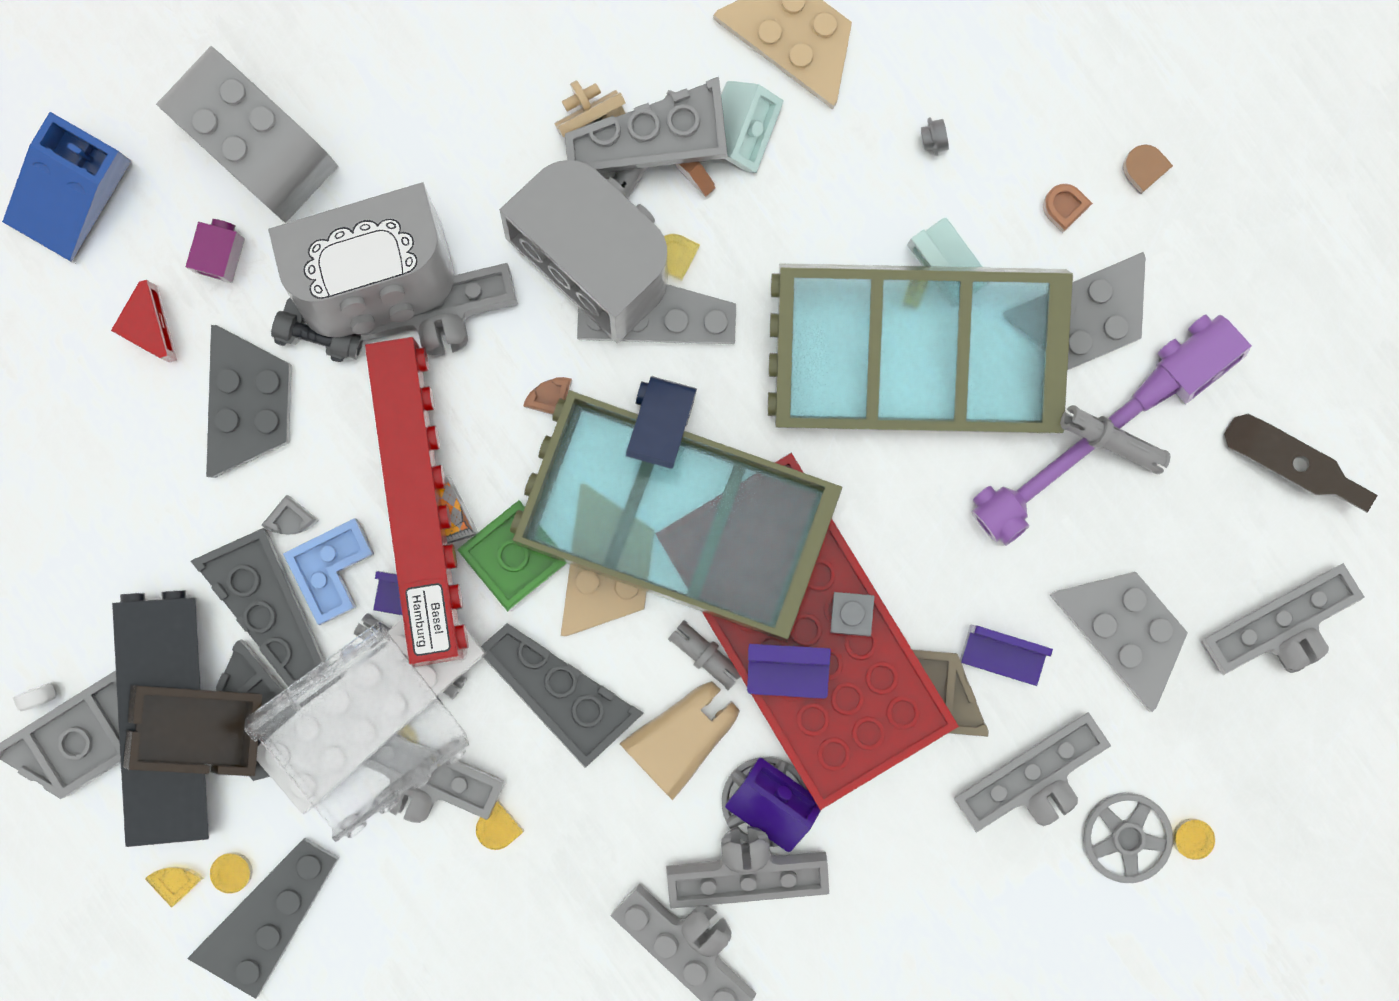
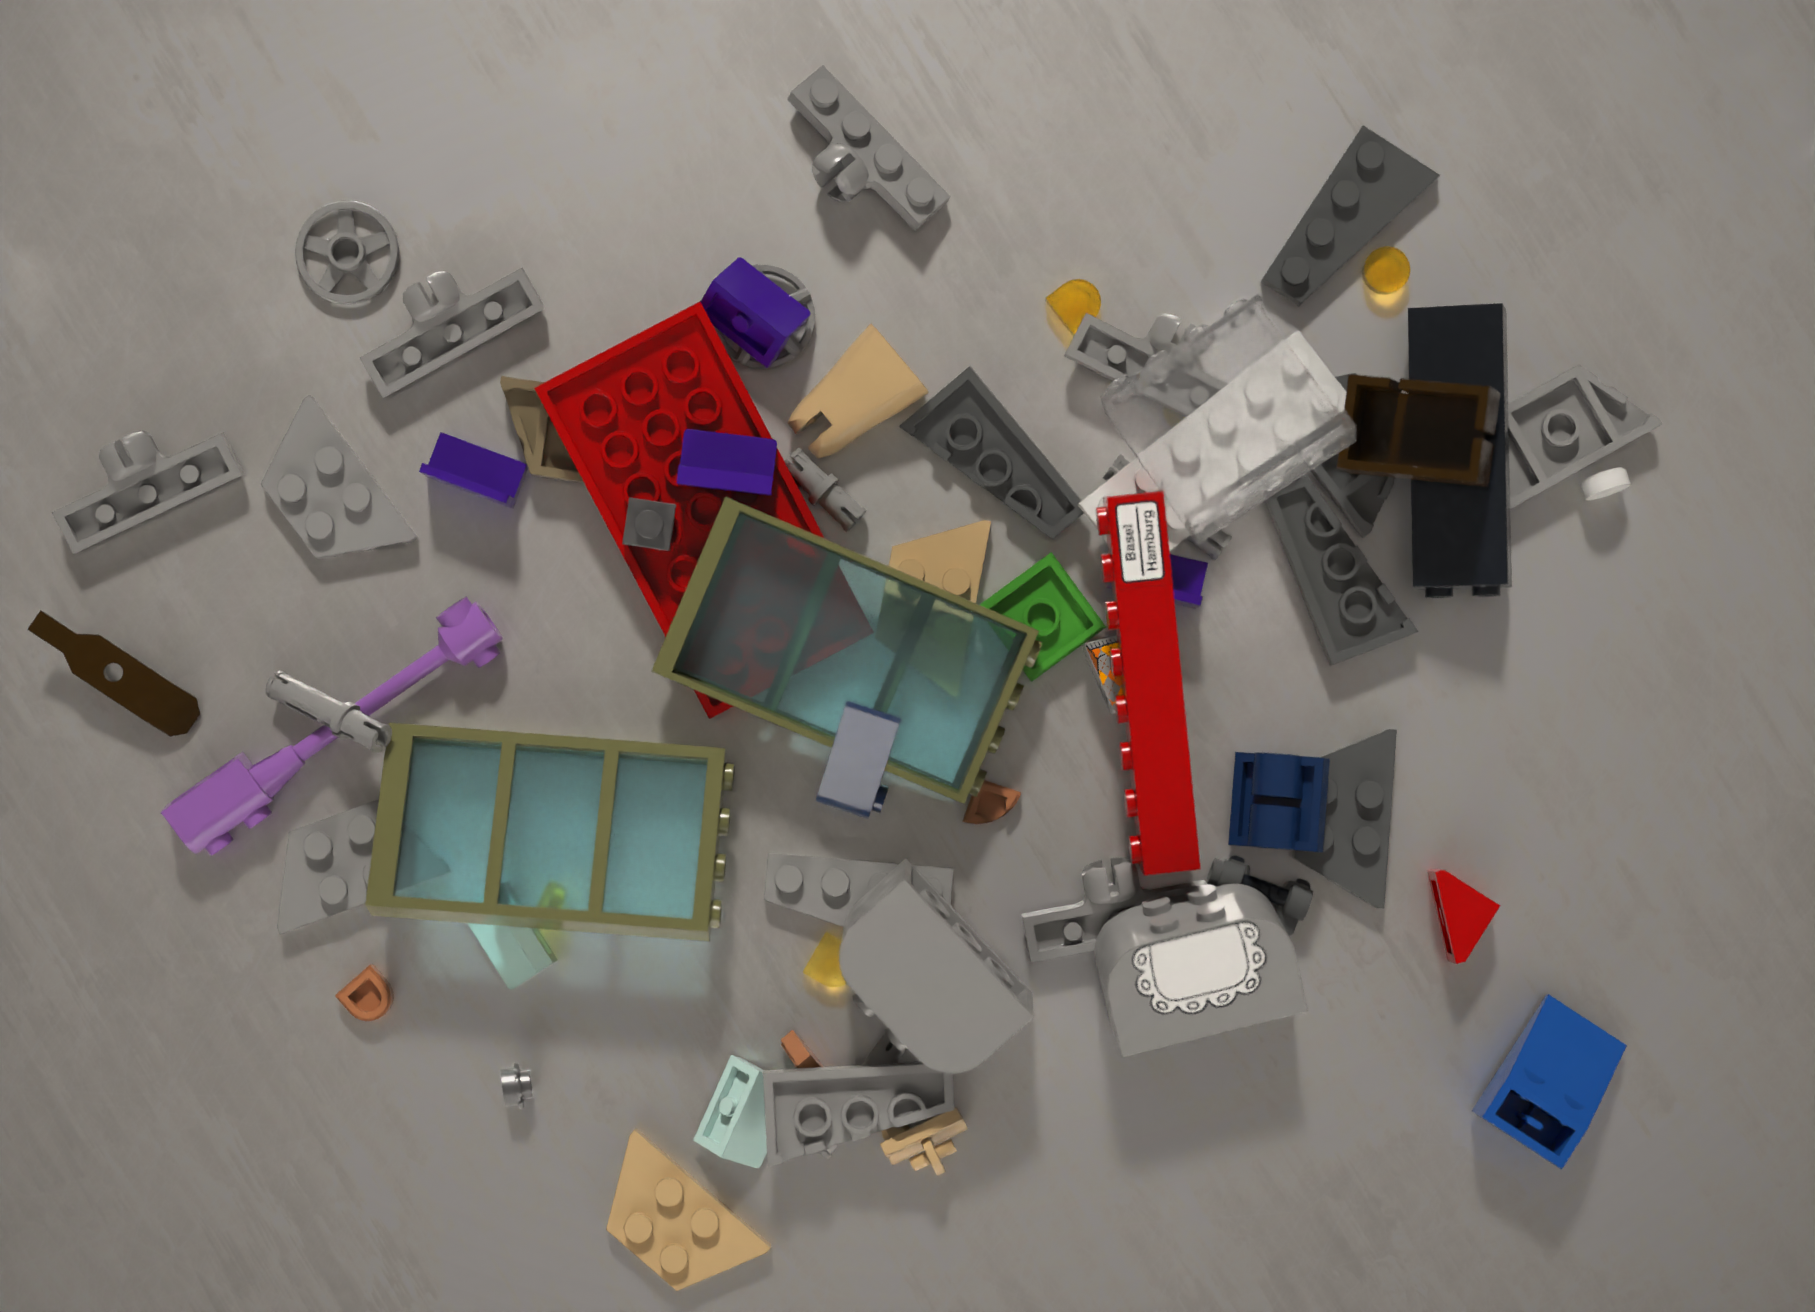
camera: 175 degrees left, 0 degrees up
(173, 883) = (1452, 262): clear yellow tile -> none
(215, 250) = (1374, 996): magenta brick -> none
(247, 134) = (1331, 1130): light grey brick -> none
(289, 518) = (1301, 676): light grey tile -> none
(302, 408) = (1279, 801): none -> dark blue plate
(318, 566) = (1270, 616): light blue plate -> none
(747, 874) = (789, 234): light grey plate -> none
(1145, 166) = (269, 1036): medium nougat tile -> none
(1193, 839) = (271, 247): clear yellow tile -> none

